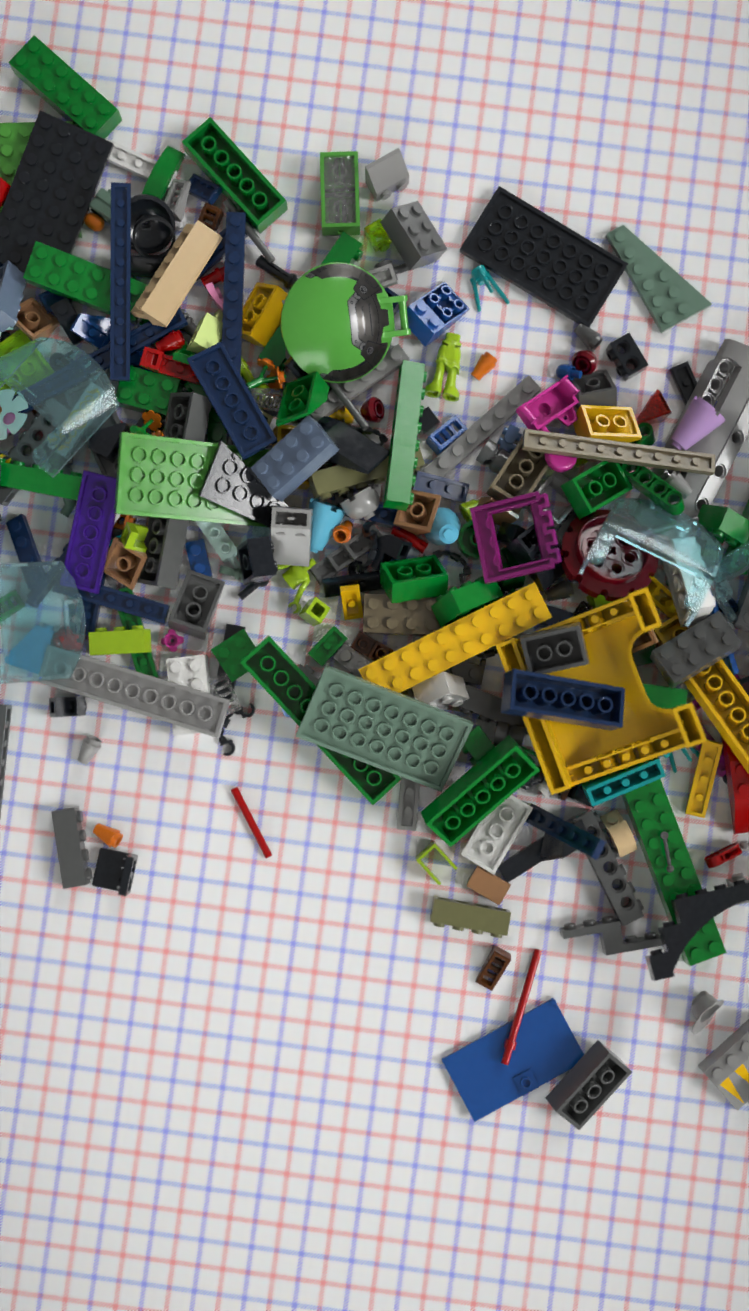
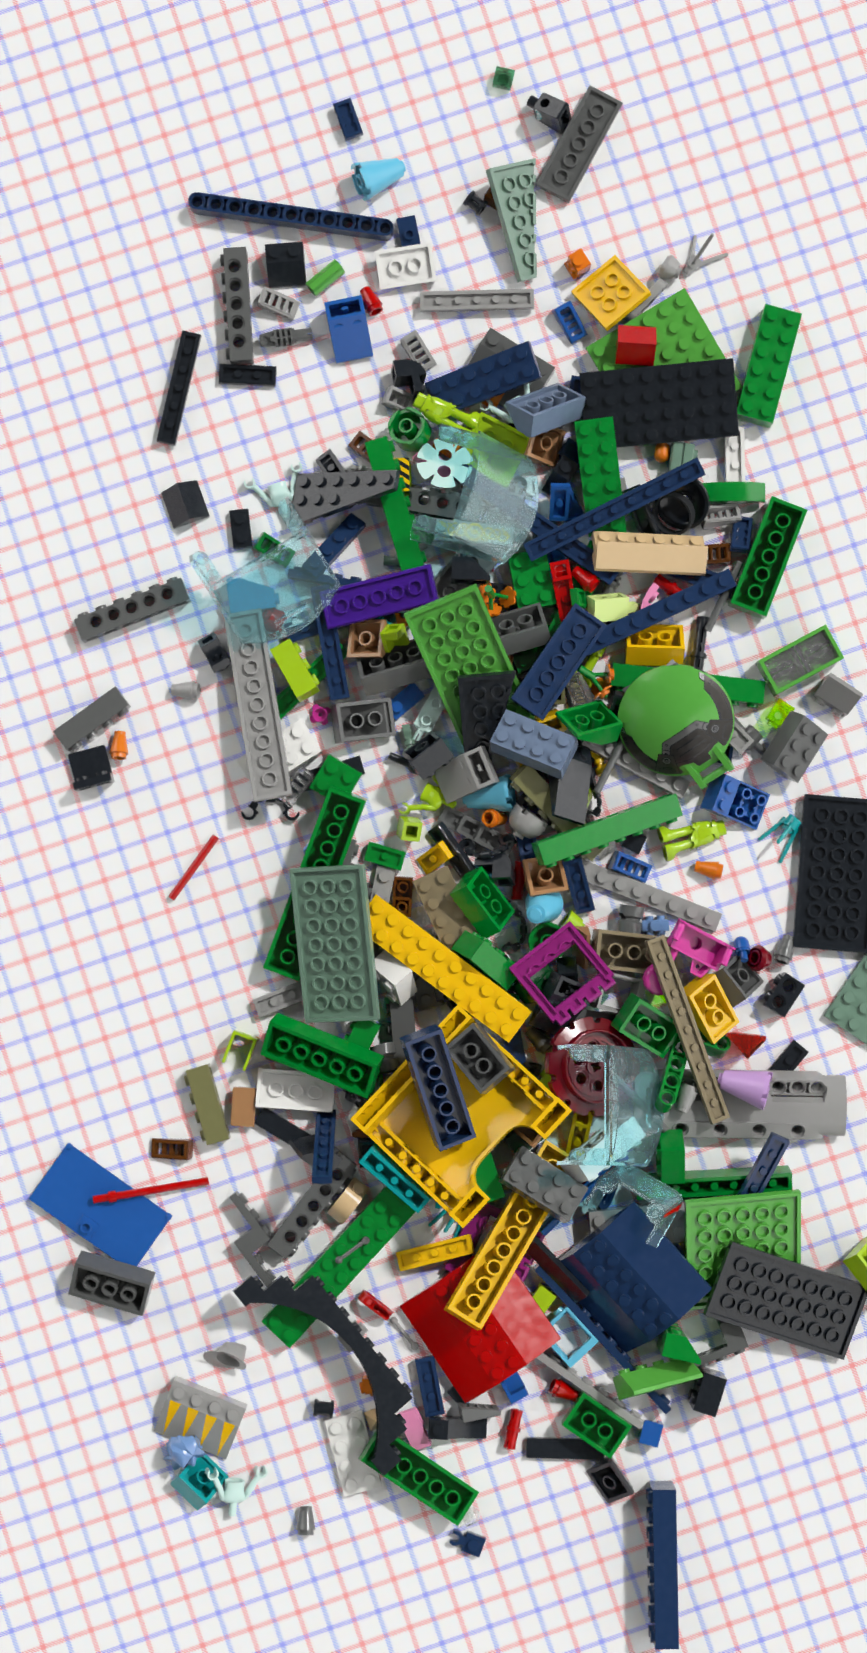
camera: 65 degrees right, 0 degrees up
(373, 410) = (617, 789): dark red cone -> none

